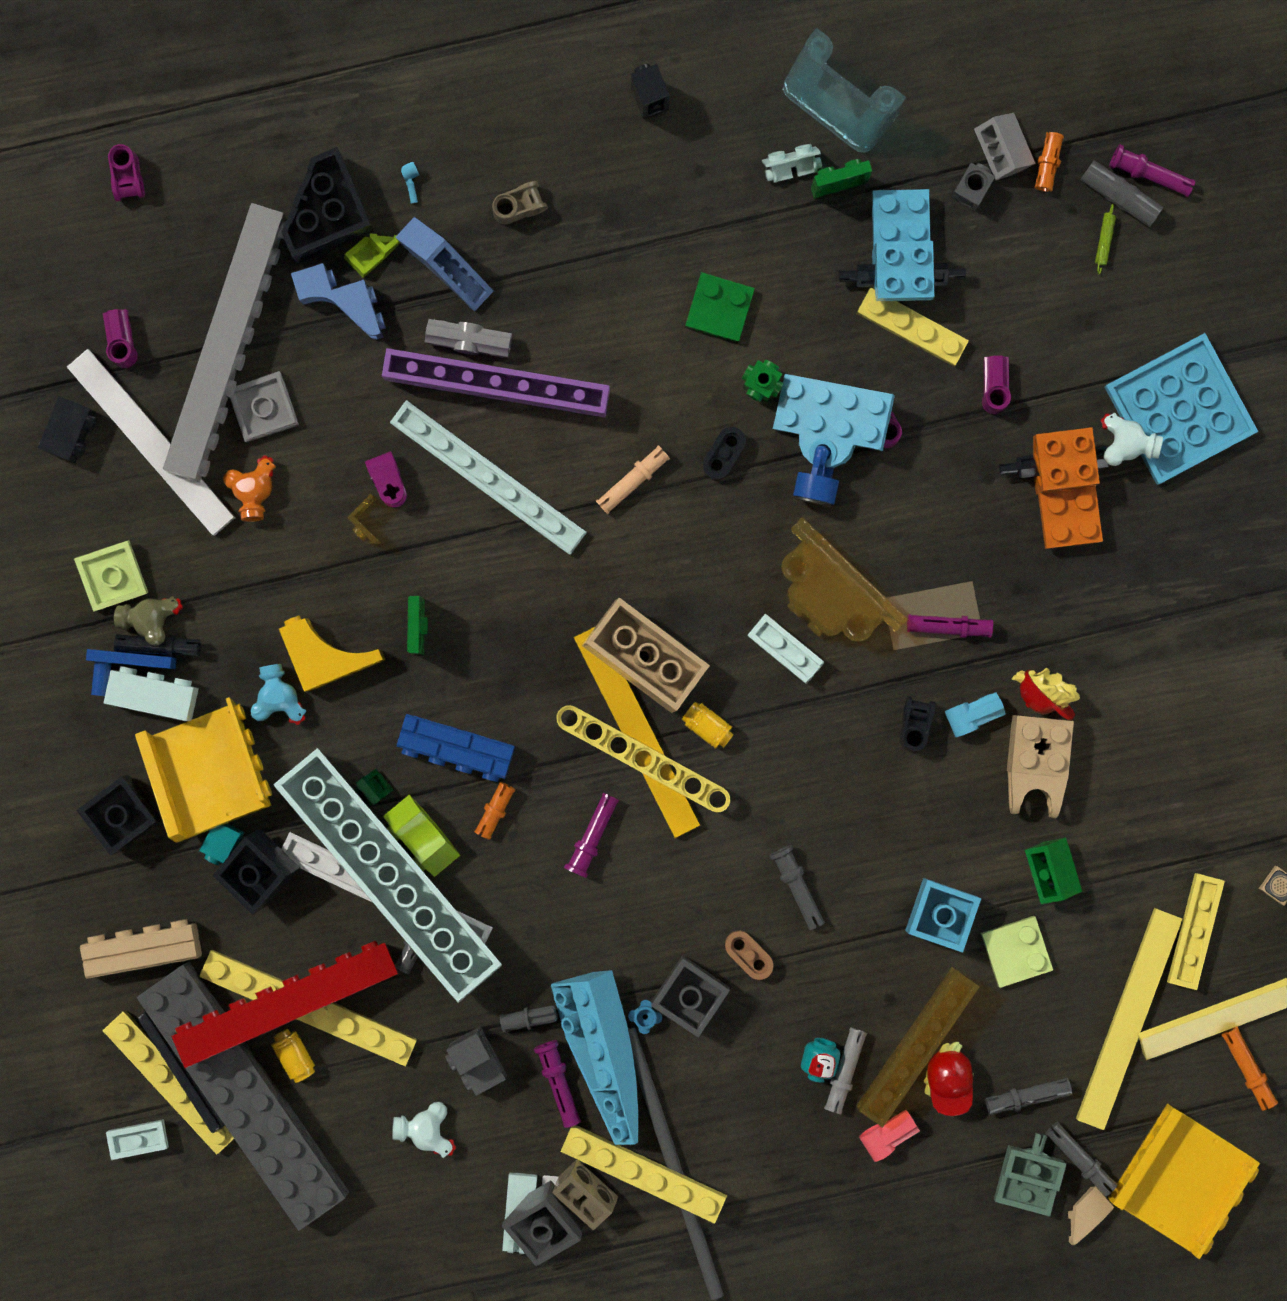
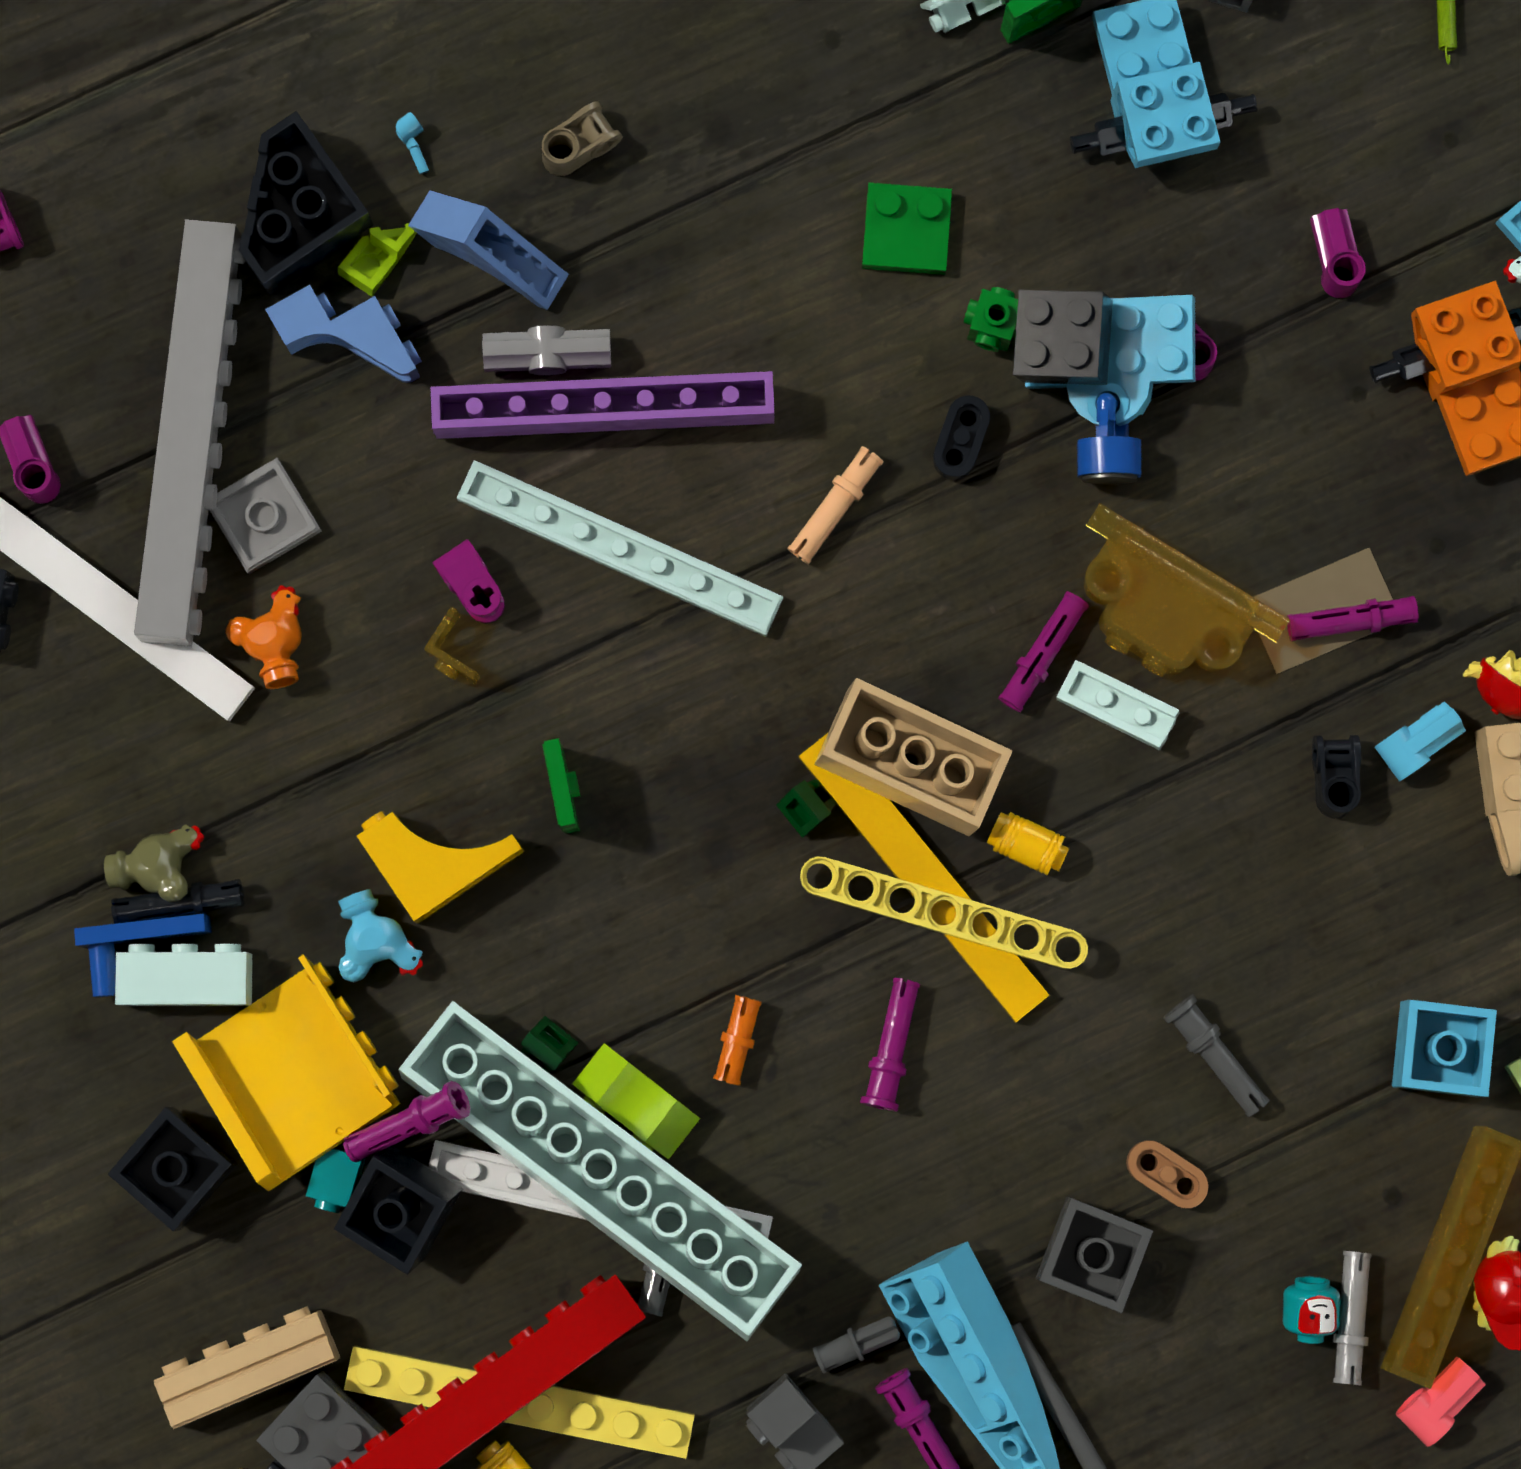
camera: 20 degrees left, 5 degrees down
(111, 575) = (87, 813): yellowish green plate -> none
(281, 818) = (422, 1116): none -> magenta pin
(455, 746) = (658, 956): blue brick -> none
(570, 672) = (804, 807): none -> dark green tile
(645, 1024) = (1019, 1303): dark azure plate -> none
(722, 628) = (1016, 693): none -> magenta pin
(802, 404) = (1063, 337): none -> black brick
(913, 328) = (1196, 197): light yellow plate -> none

